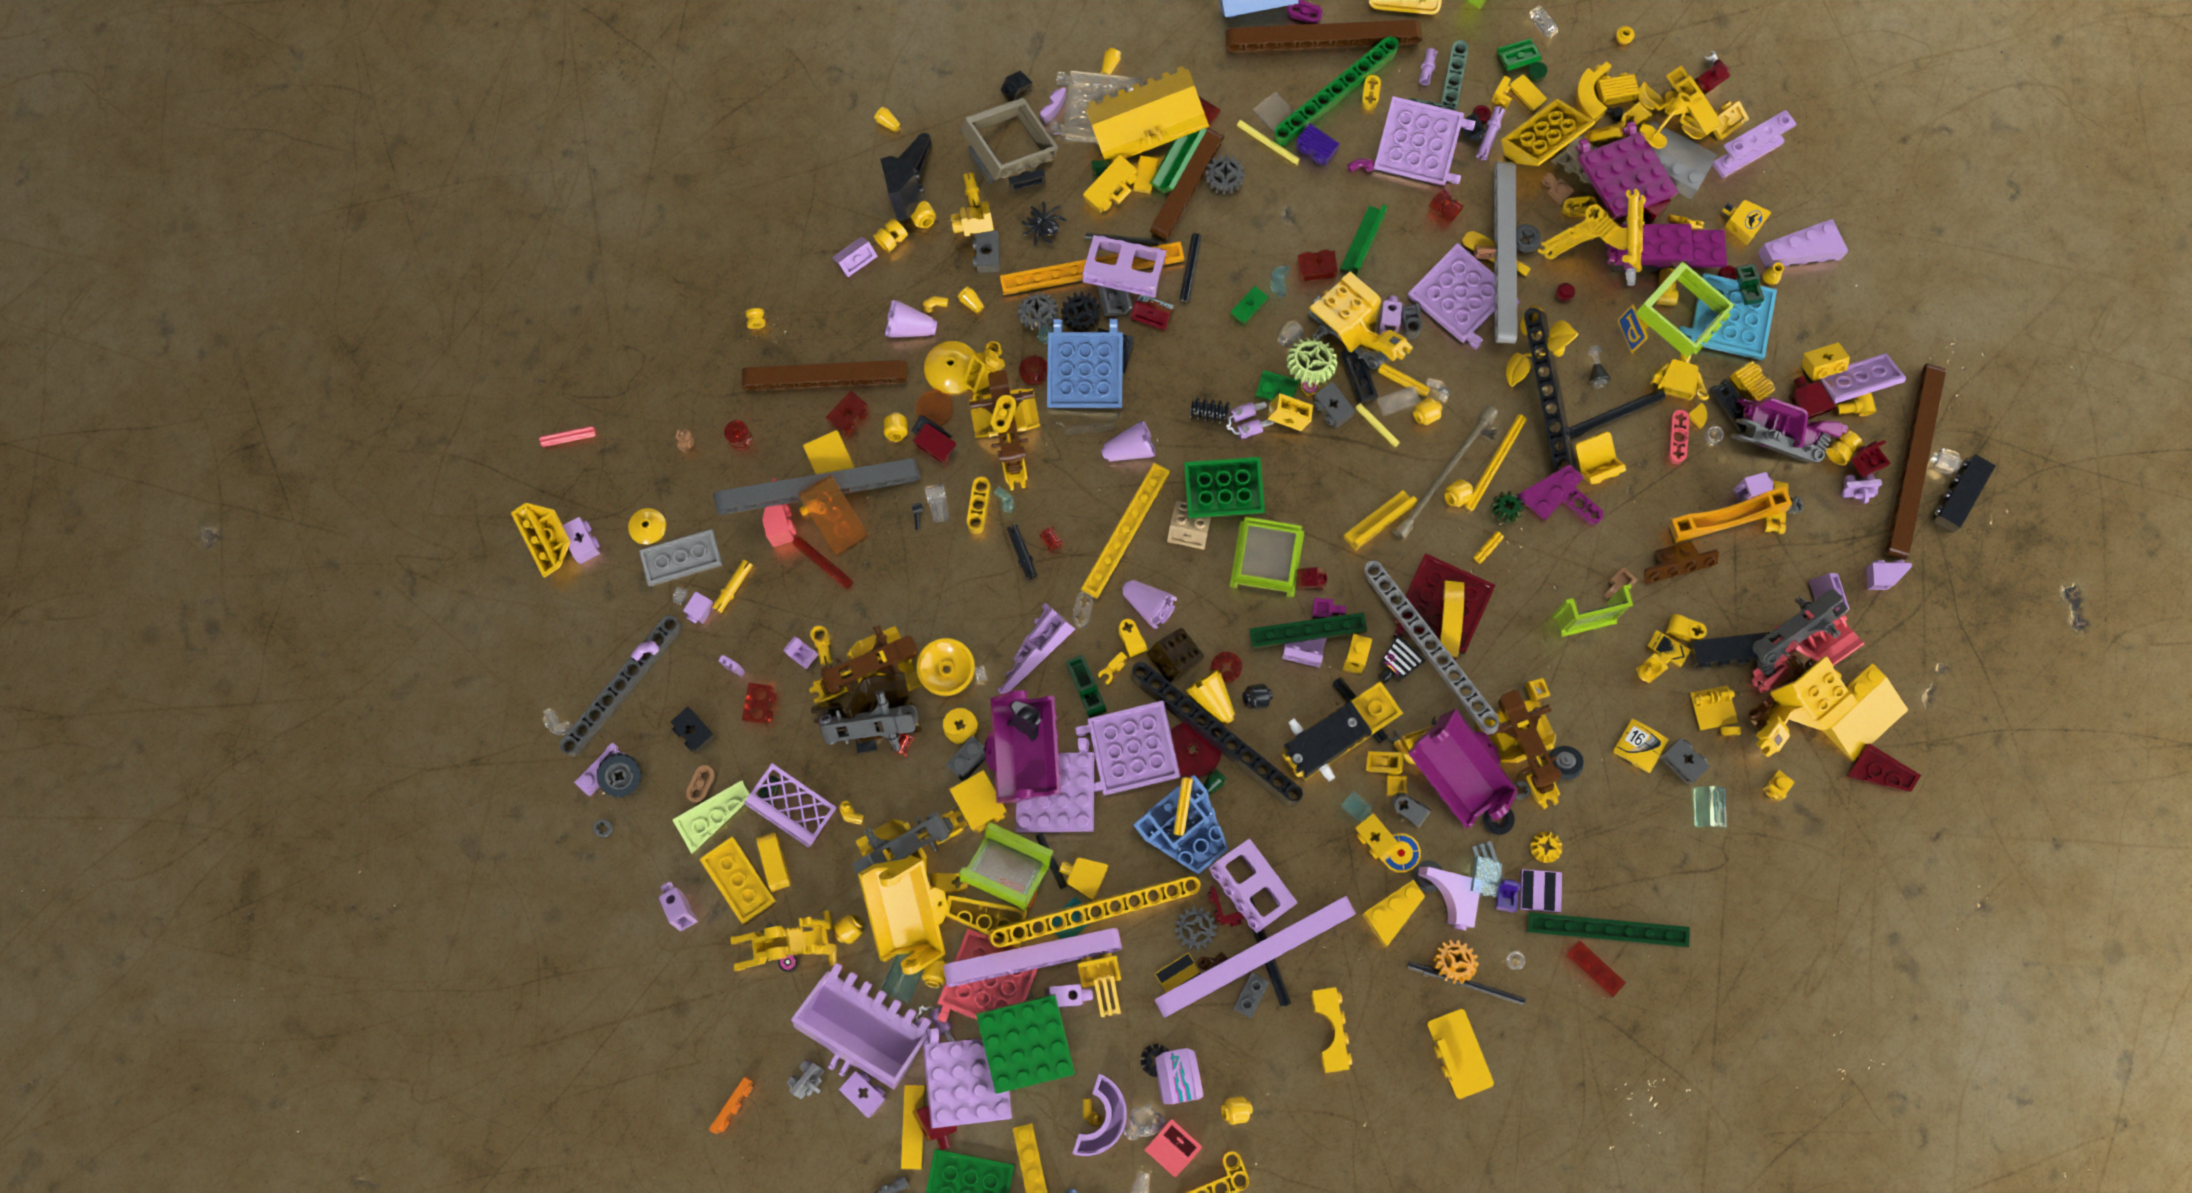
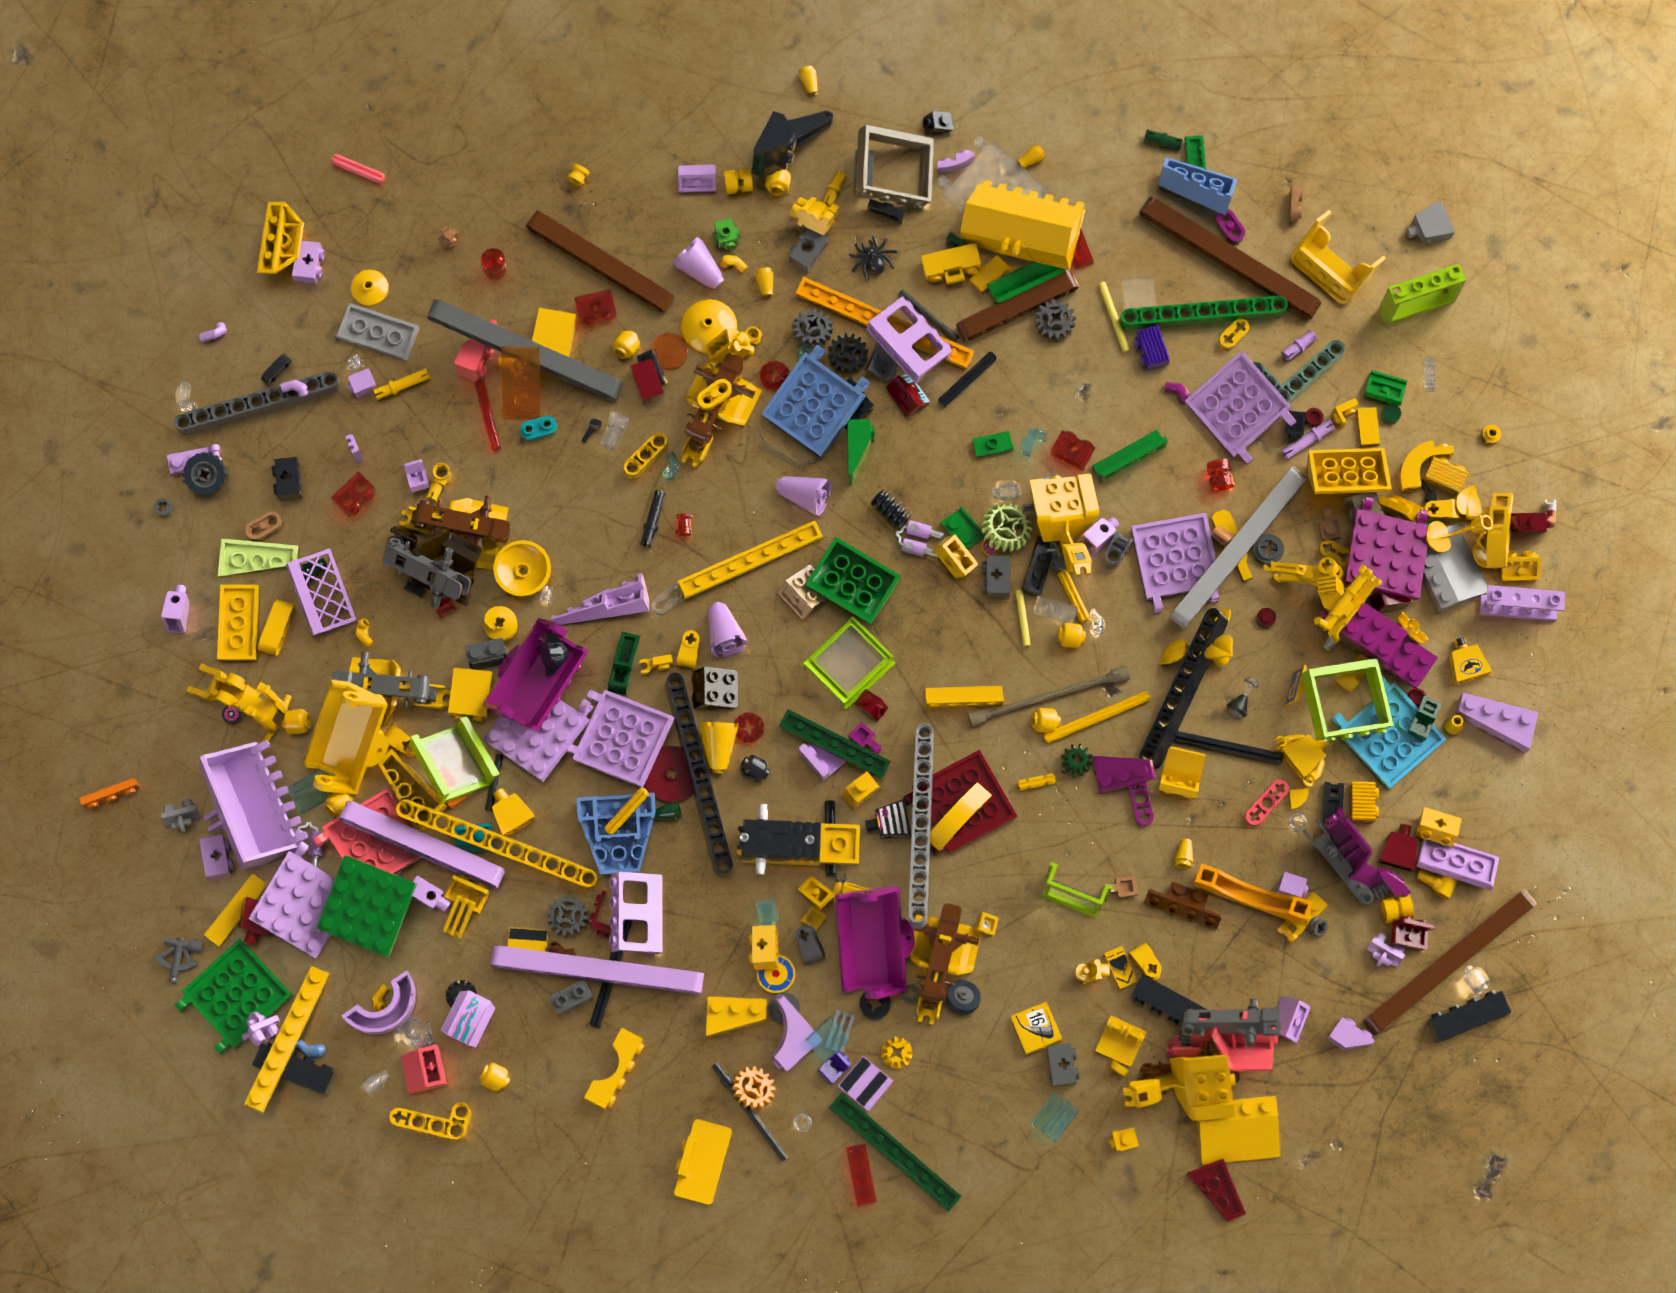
camera: 30 degrees right, 0 degrees up
(545, 647) = (213, 334): none -> lavender arm
(617, 646) = (278, 367): none -> black beam
(874, 544) = (539, 430): none -> teal plate
(912, 283) = (726, 234): none -> bright green brick
(1143, 374) = (859, 443): none -> green slope
(1648, 522) = (1184, 856): none -> yellow cone

